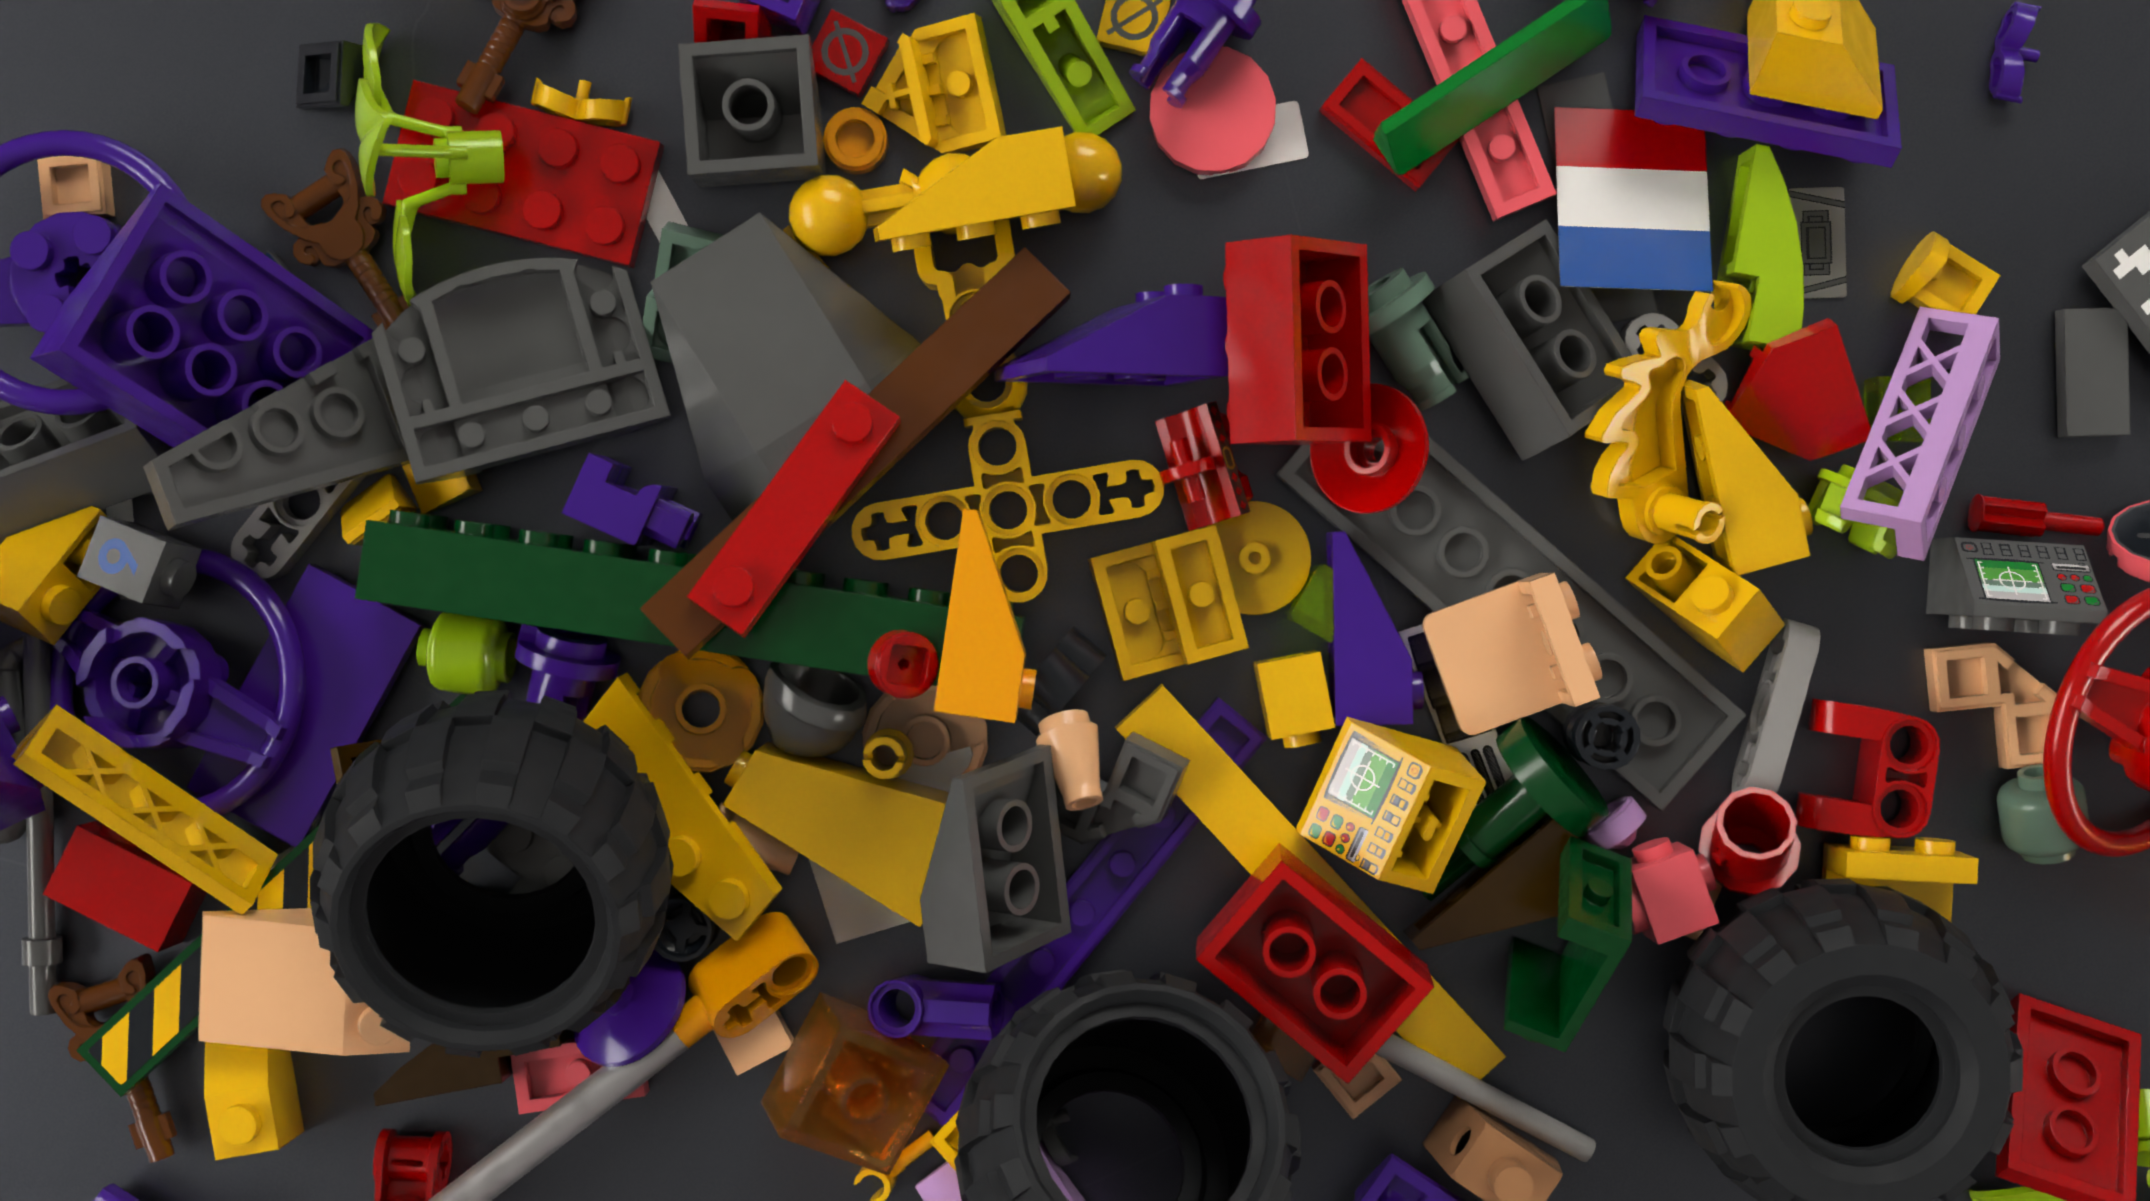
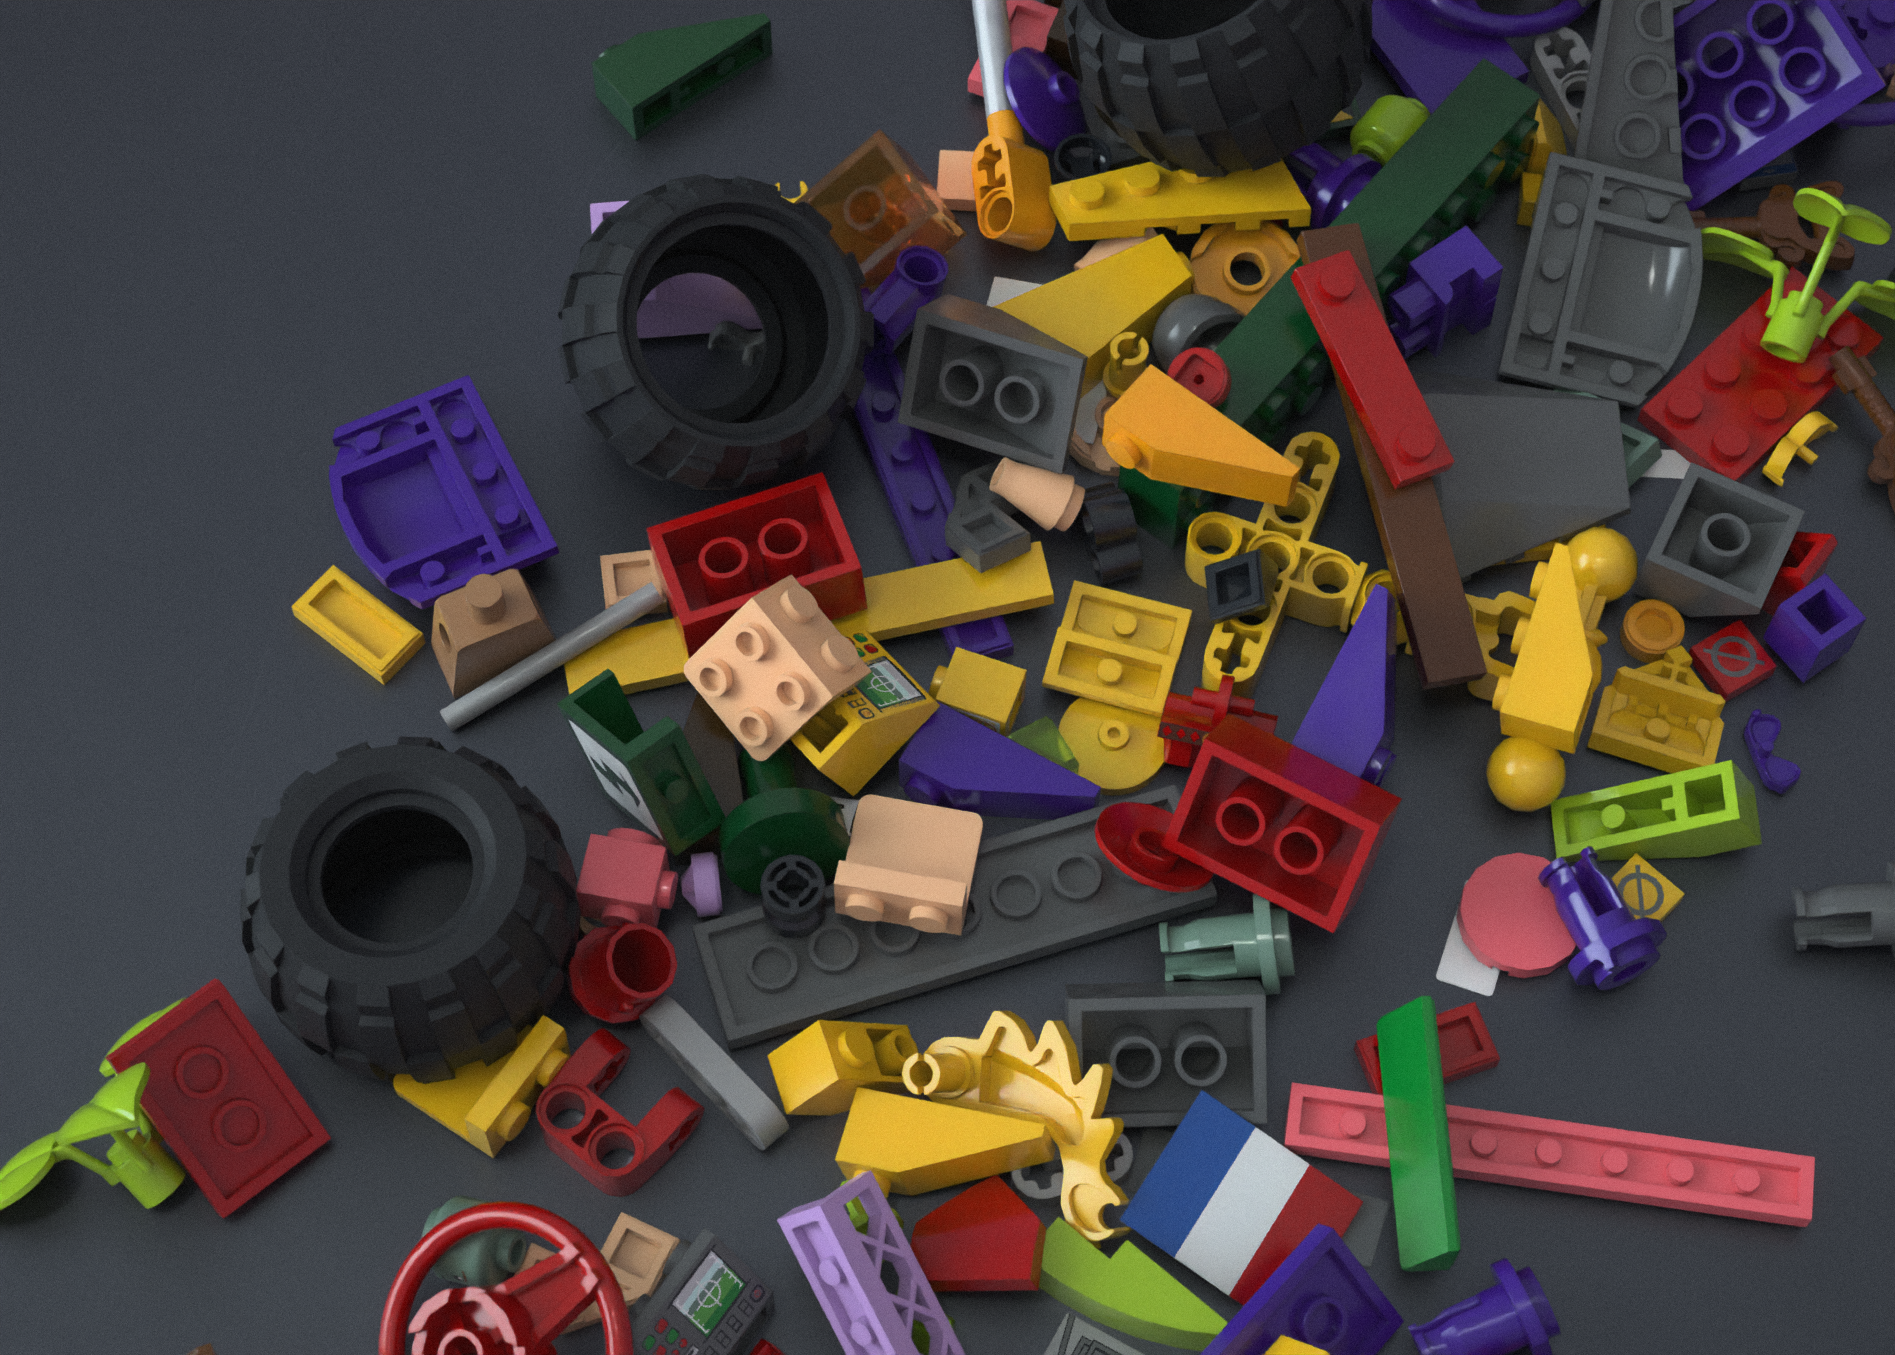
camera: 120 degrees right, 25 degrees down
(1066, 516) = (1240, 585): none -> black slope
(1418, 874) = (774, 667): none -> light nougat bracket

